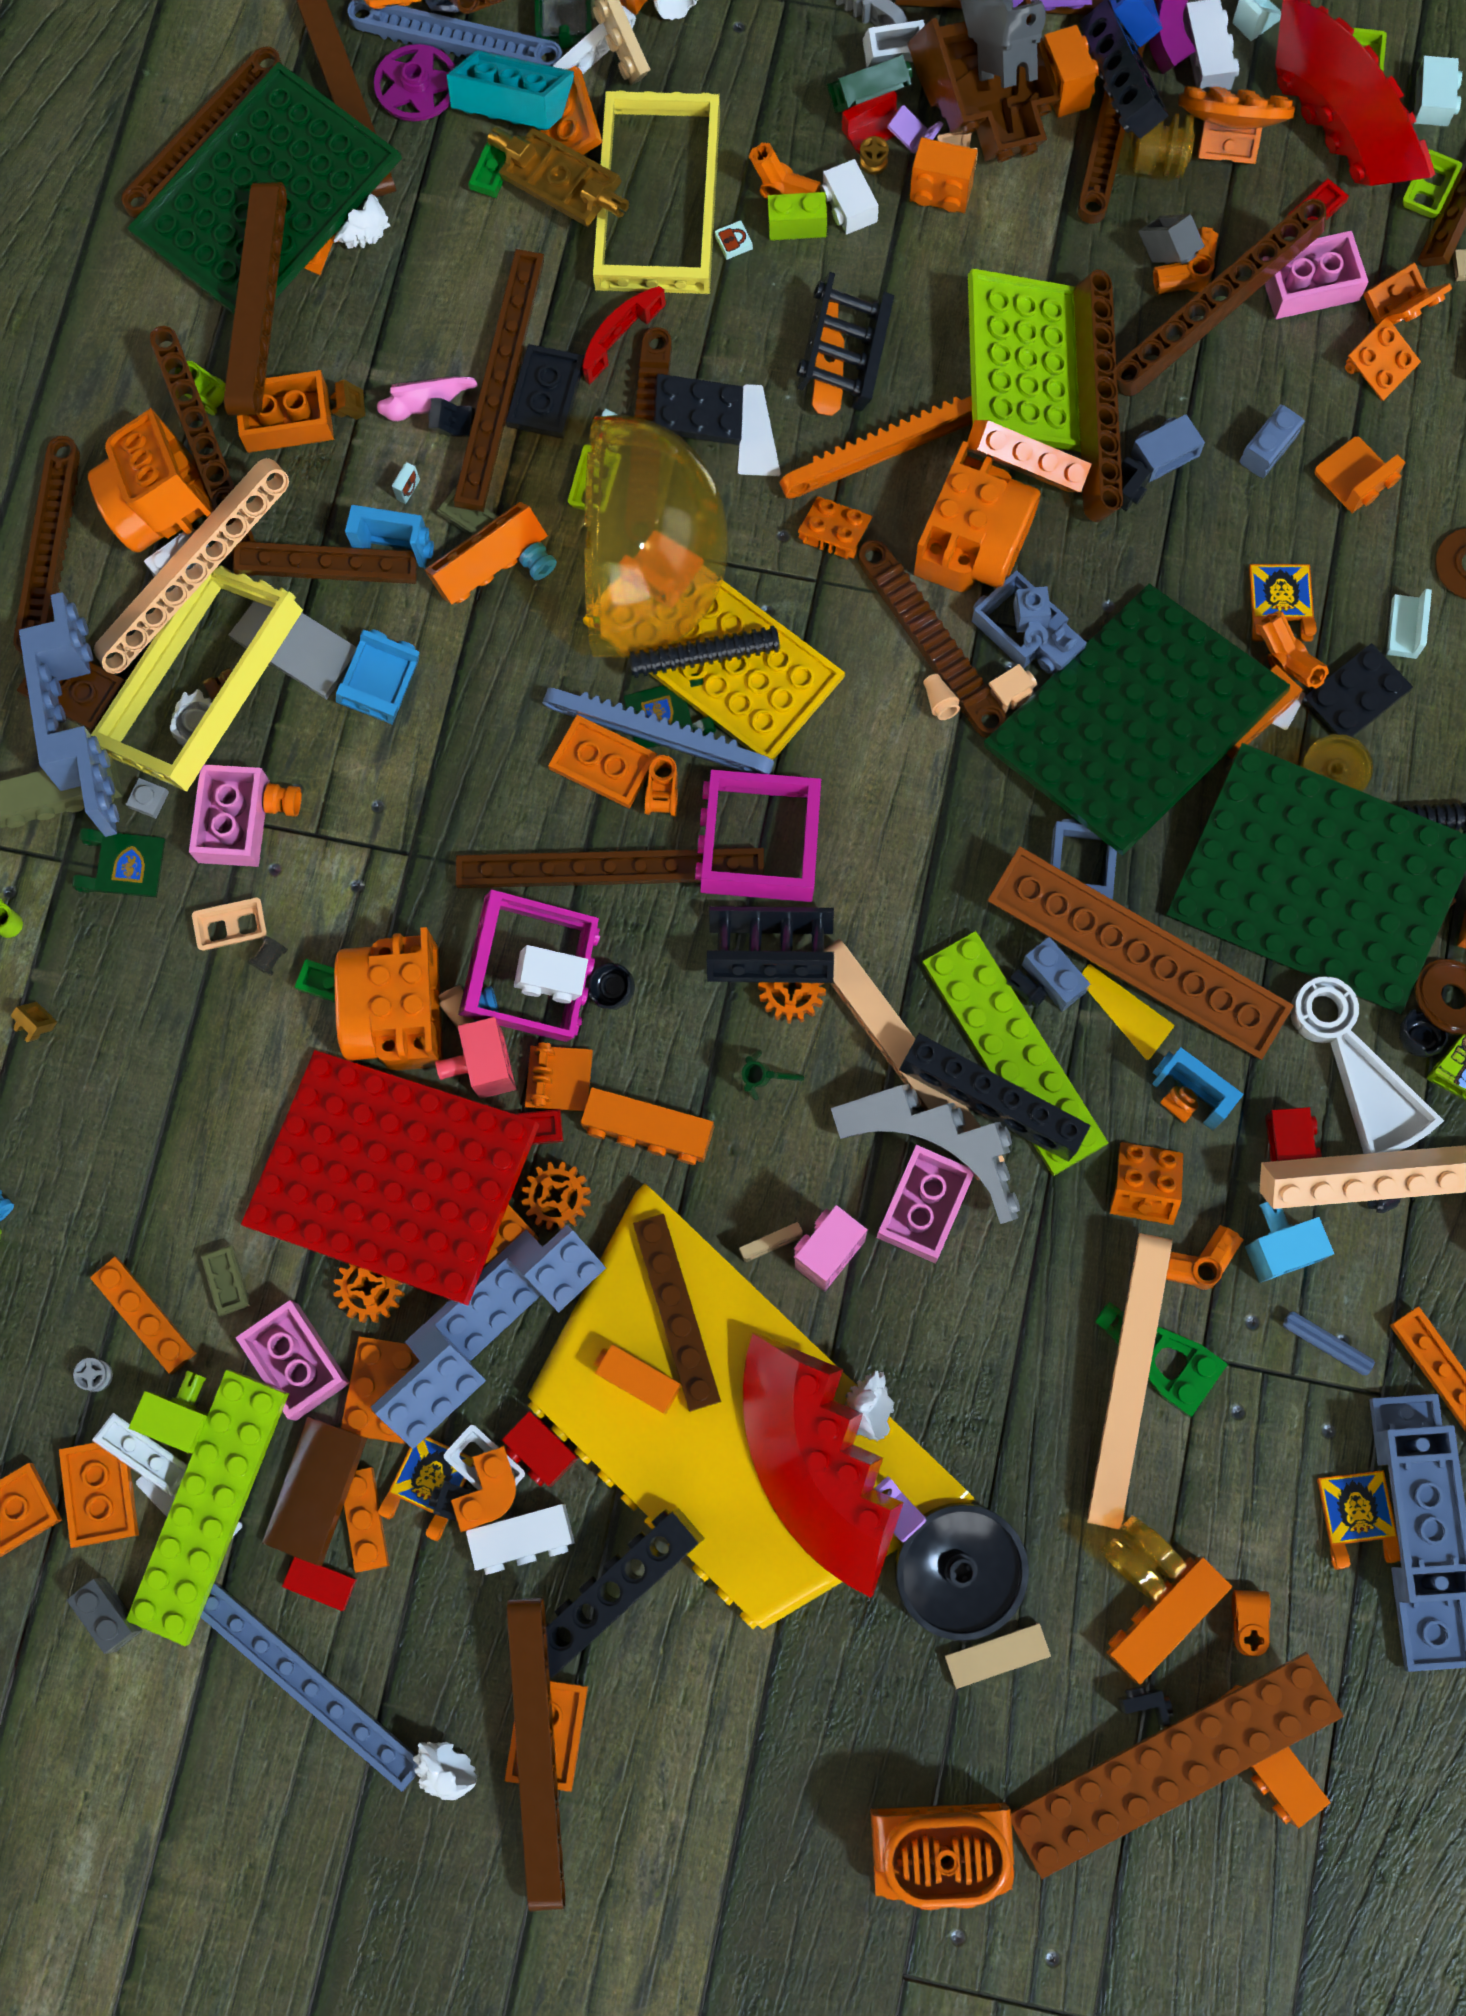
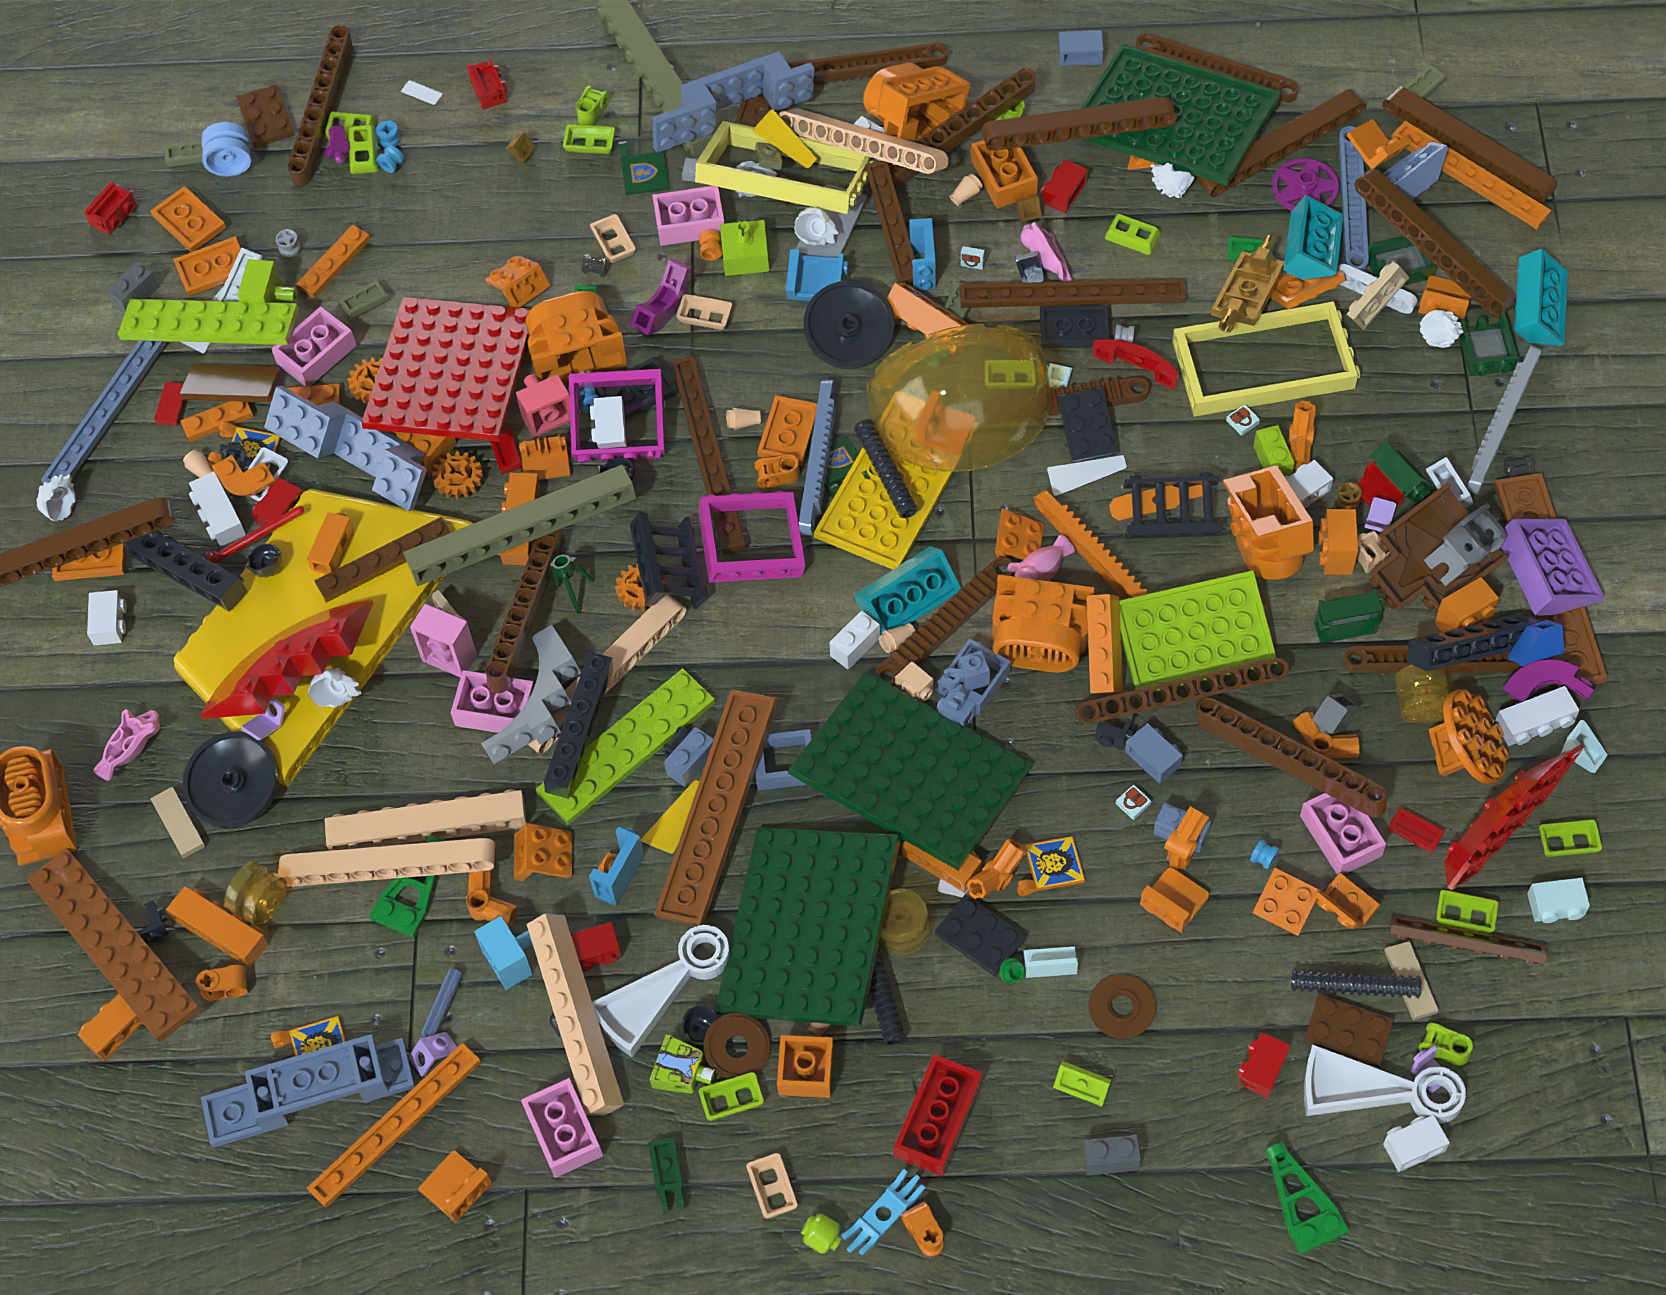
camera: 75 degrees right, 15 degrees down
(39, 924) = (591, 134): none -> lime piece
(115, 278) = (1080, 48): none -> sand blue brick
(135, 673) = (779, 135): none -> yellow sticker
(167, 692) = (768, 156): none -> olive plate
(258, 1063) = (519, 280): none -> orange bracket
(295, 466) = (966, 189): none -> light nougat cone
(302, 755) = (744, 247): none -> lime brick
(305, 657) = (815, 227): none -> white hair
(329, 349) = (1064, 186): none -> red brick
(357, 875) = (661, 307): none -> magenta arch
(377, 826) = (707, 307): none -> light nougat piece
(432, 295) = (1129, 238): none -> lime piece
(441, 1553) = (197, 463): none -> light nougat cone
(463, 922) = (640, 397): none -> black plate
(469, 651) = (848, 324): none -> black dish
(568, 815) = (741, 418): none -> light nougat cone
(578, 337) = (1124, 334): none -> light grey wheel
(601, 1550) = (218, 557): none -> red piece
(642, 1474) = (265, 560): none -> black hair
(657, 1718) = (106, 617): none -> white brick
(677, 1121) = (519, 525): none -> olive brick
(808, 1141) = (522, 611): none -> reddish brown beam
(866, 1708) = (127, 741): none -> bright pink animal
(879, 669) = (909, 590): none -> teal slope
(883, 509) = (1043, 562): none -> bright pink animal
(905, 236) = (1269, 523): none -> orange brick
(936, 745) = (854, 640): none -> white brick
(1045, 192) = (1348, 617): none -> dark green window
(1073, 1323) = (416, 822): none -> light nougat brick
(1221, 488) = (1133, 802): none -> tile
(1306, 433) = (1184, 839): none -> orange piece
(1321, 365) = (1264, 854): none -> dark azure wheel
(1393, 1361) = (433, 1048): none -> lavender bracket
(1413, 668) = (1011, 971): none -> green plate

